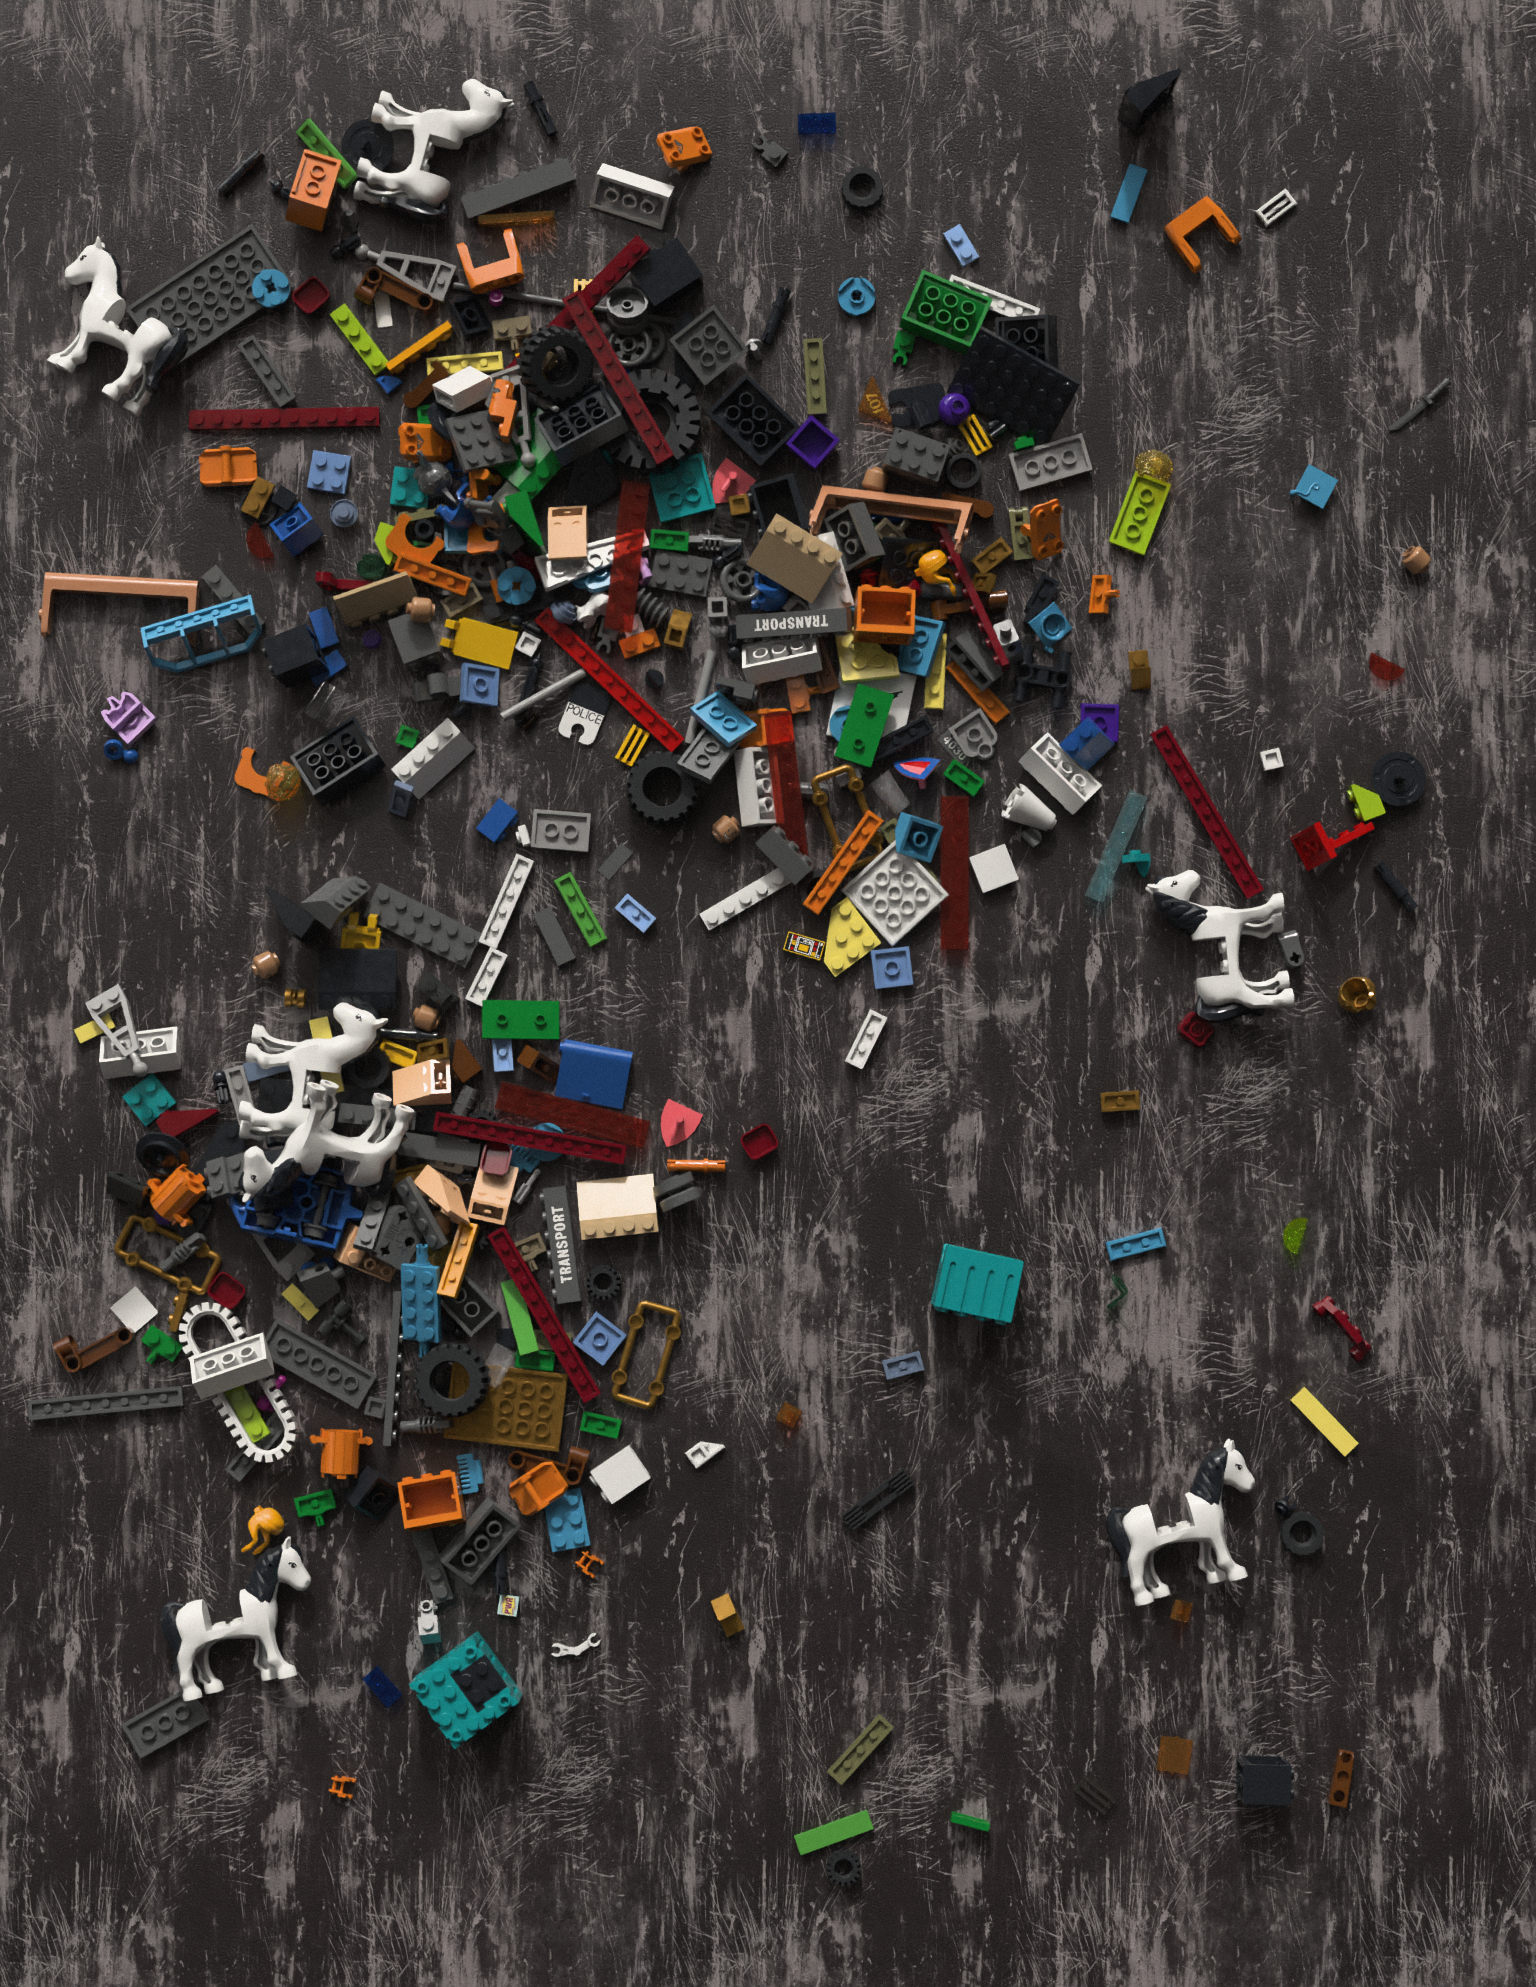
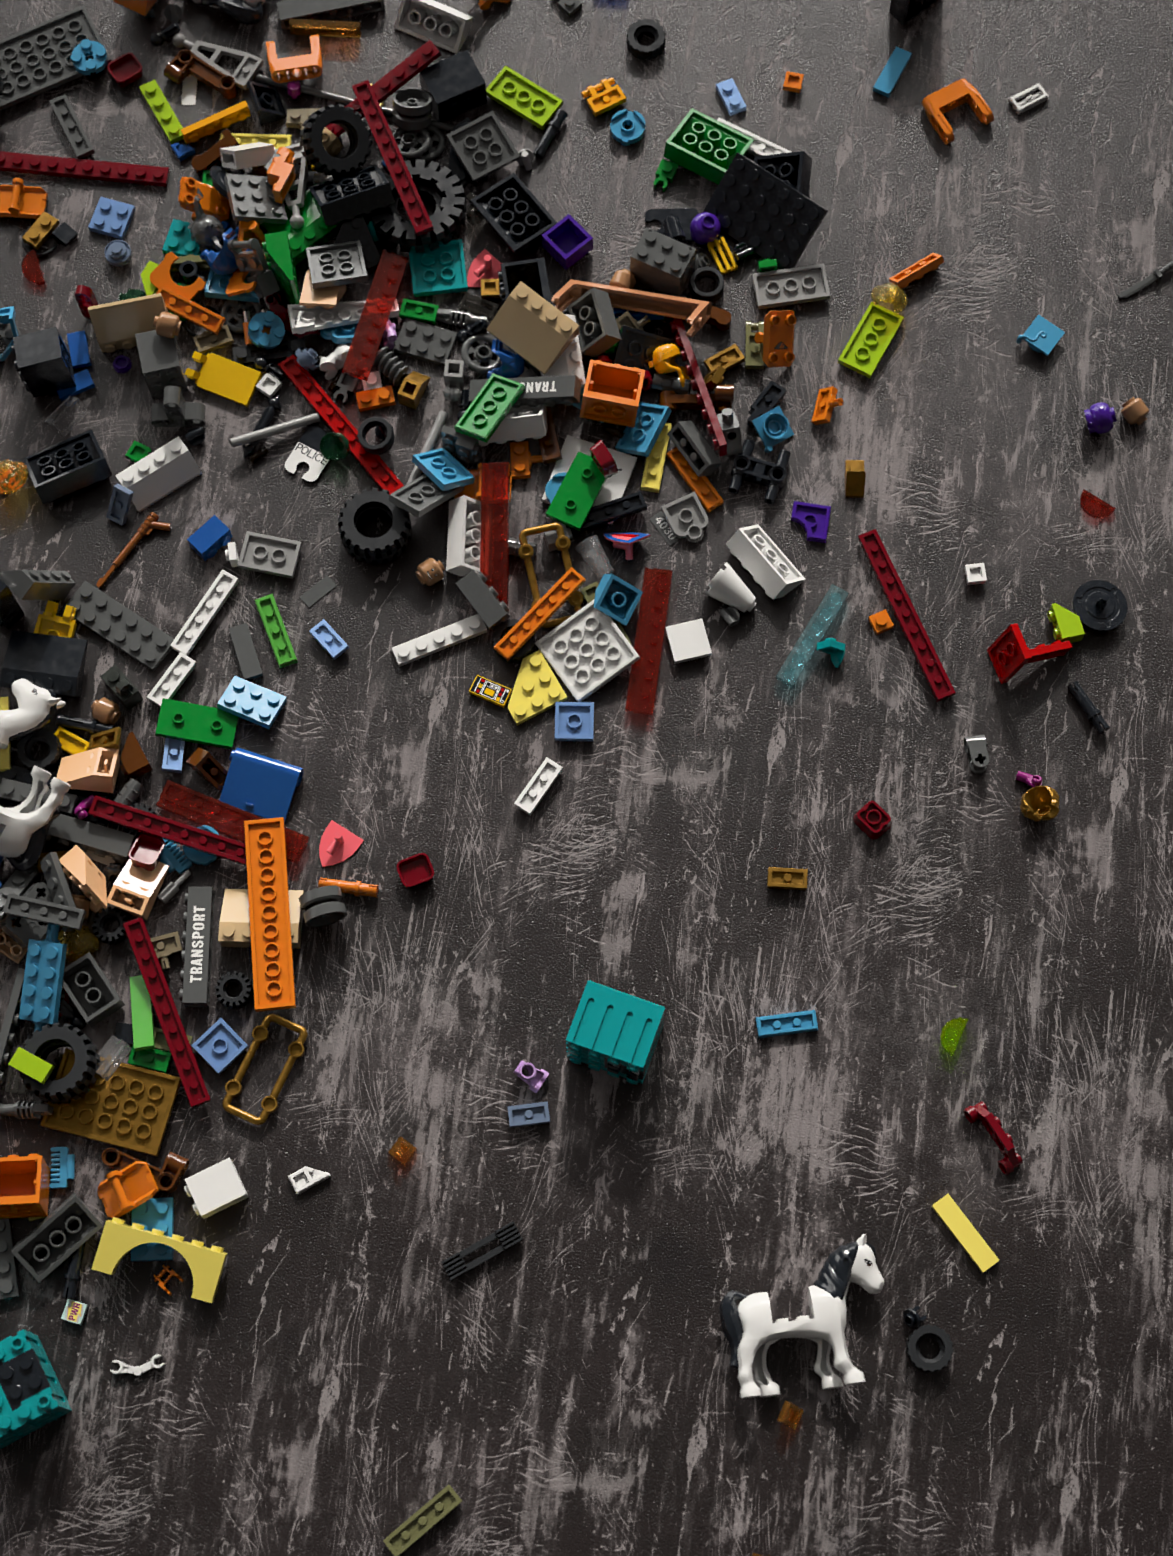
camera: 10 degrees right, 15 degrees down
(296, 529) = (71, 261): blue slope -> none
(412, 1239) = (44, 911): none -> dark grey plate
(424, 1120) = (80, 810): none -> magenta arm
(429, 818) = (145, 529): none -> dark orange piece
(429, 1390) = (31, 1065): none -> lime tile
(458, 1260) = (88, 942): light orange plate -> none
(479, 684) = (215, 413): medium blue plate -> none
(543, 1535) = (204, 1262): none -> light yellow arch
(570, 989) = (251, 702): none -> plate
(579, 507) = (336, 264): none -> dark grey plate
(600, 1424) = (205, 1134): green plate -> none
(608, 707) = (334, 446): none -> clear green hair
(628, 1208) = (269, 914): none -> orange plate
(639, 731) = (349, 481): yellow tile -> none
(663, 691) = (371, 423): none -> black tyre
(727, 1615) = (304, 1354): pearl gold slope -> none
(741, 275) = (524, 97): none -> lime plate
(762, 651) = (489, 407): none -> green plate
(814, 376) = (579, 187): olive plate -> none
(829, 267) = (606, 100): none -> light orange plate
(864, 661) = (584, 433): light yellow plate -> none
(873, 403) = (630, 217): clear orange tile -> none
(885, 693) = (603, 459): none -> dark red piece
(903, 1328) = (535, 1077): none -> lavender plate
(963, 777) = (670, 554): green plate -> none
(1025, 220) = (793, 82): none -> orange plate
(1087, 744) = (794, 535): blue slope -> none
(1114, 1277) = (769, 1069): clear green piece -> none
(1178, 428) = (917, 270): none -> orange plate
(1182, 822) = (881, 622): none -> orange plate
(1230, 993) = (906, 781): white animal -> none
(1346, 969) = (1031, 780): none -> magenta arm
(1382, 574) = (1100, 418): none -> dark purple piece

